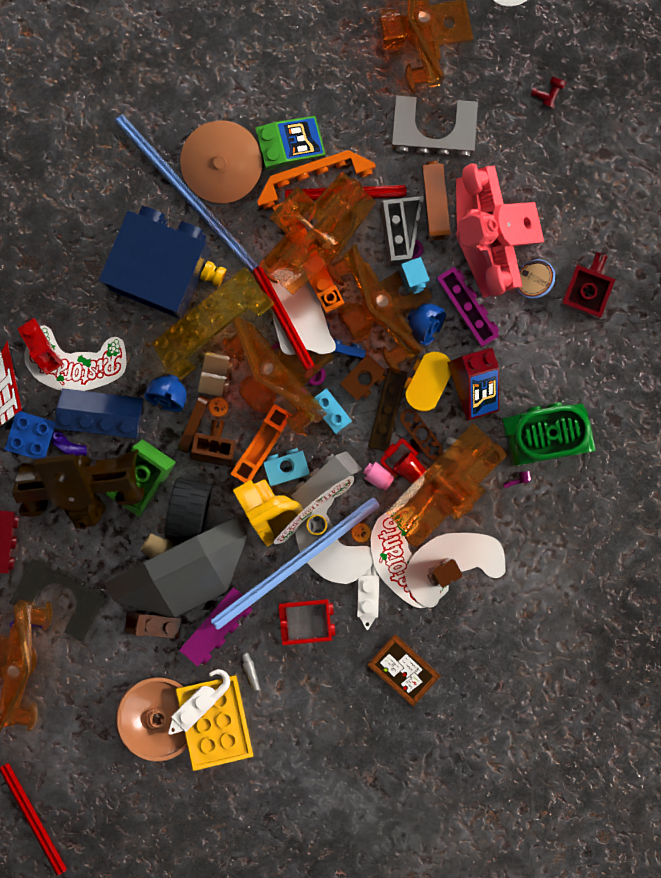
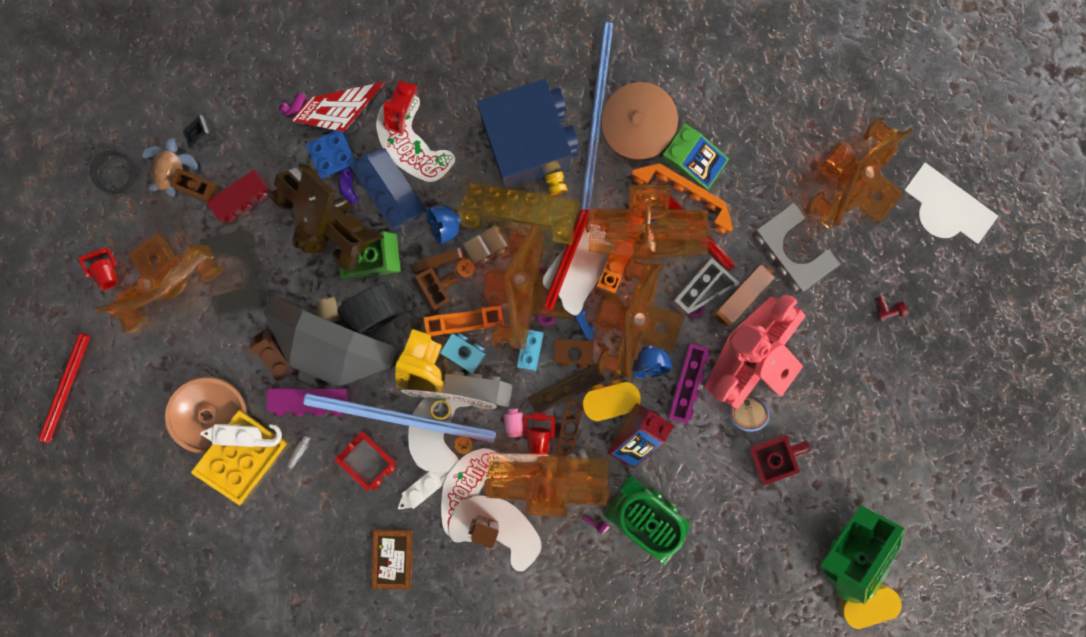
camera: 45 degrees right, 0 degrees up
(413, 275) = (677, 325): medium azure brick -> none

